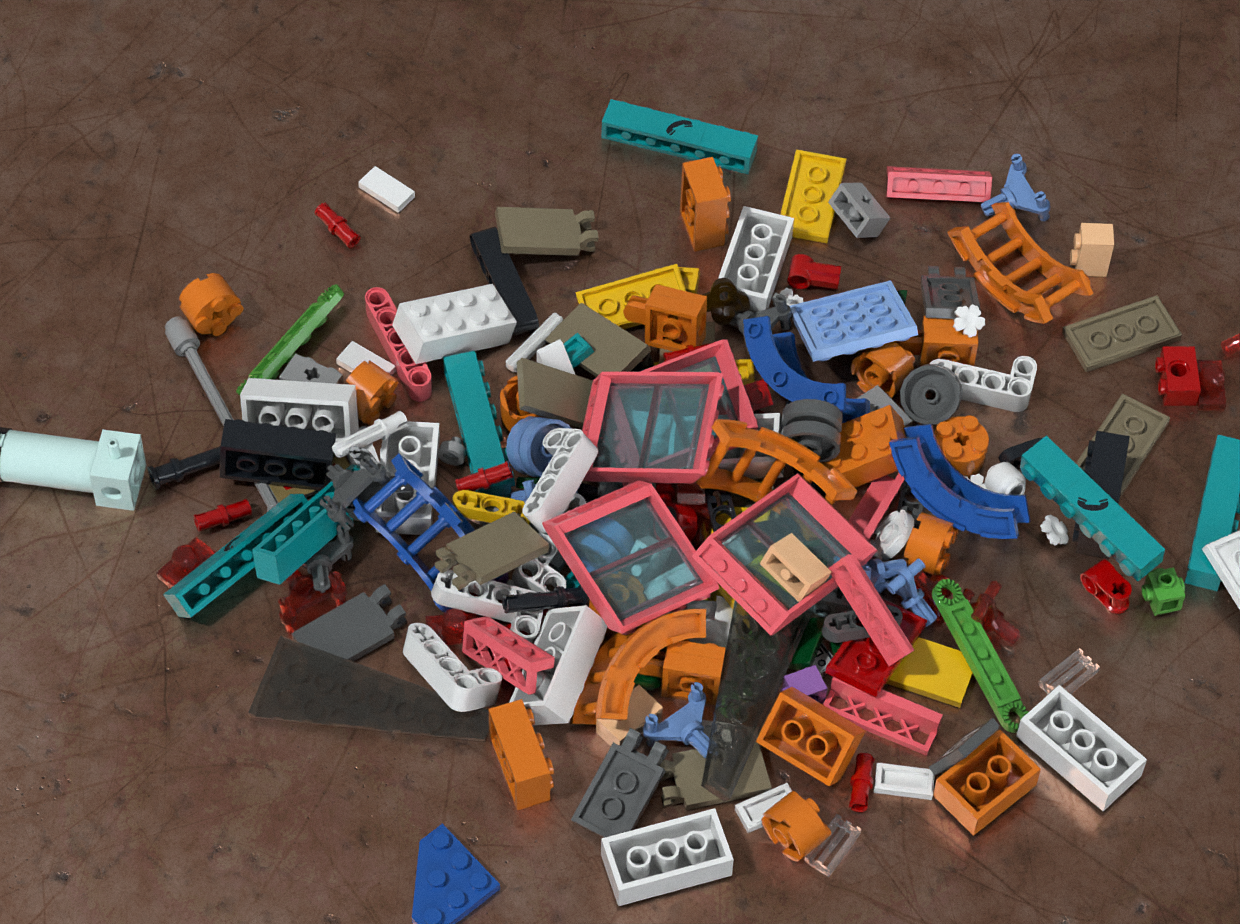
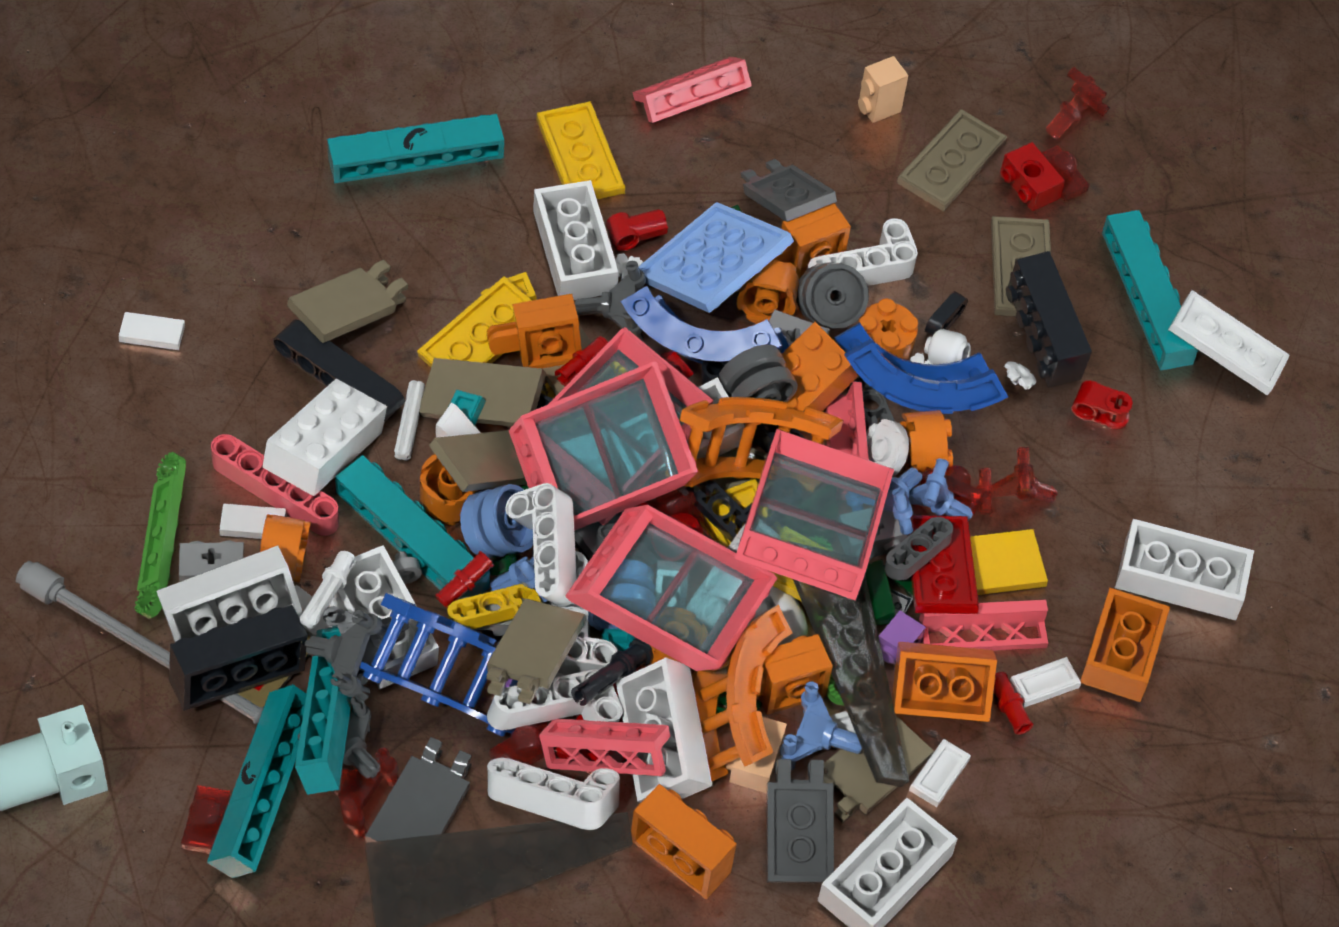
camera: 35 degrees left, 0 degrees up
(177, 469) = (130, 724): black pin -> none
(210, 304) = (53, 534): orange brick -> none
(222, 515) = (210, 749): red pin -> none
(337, 225) = (126, 390): red pin -> none
(704, 203) = (495, 203): orange brick -> none
(725, 304) = (582, 287): dark brown plate -> none
(795, 567) = (840, 522): light nougat brick -> none
(795, 825) = (986, 776): orange brick -> none
(844, 827) = (1024, 754): clear tile -> none
(859, 210) = (640, 146): light grey brick -> none
(870, 609) = (929, 529): coral fence -> none
(964, 746) = (1087, 620): dark grey tile -> none
(968, 320) = (830, 206): white plant -> none
(979, 654) = (1038, 526): bright green plate -> none
(1002, 287) = (819, 162): orange fence -> none
(1019, 193) = (776, 66): medium blue axle -> none
(1063, 666) = (1127, 488): clear tile -> none
(1091, 509) = (1062, 335): teal brick -> none
(1163, 590) = (1155, 385): bright green brick -> none

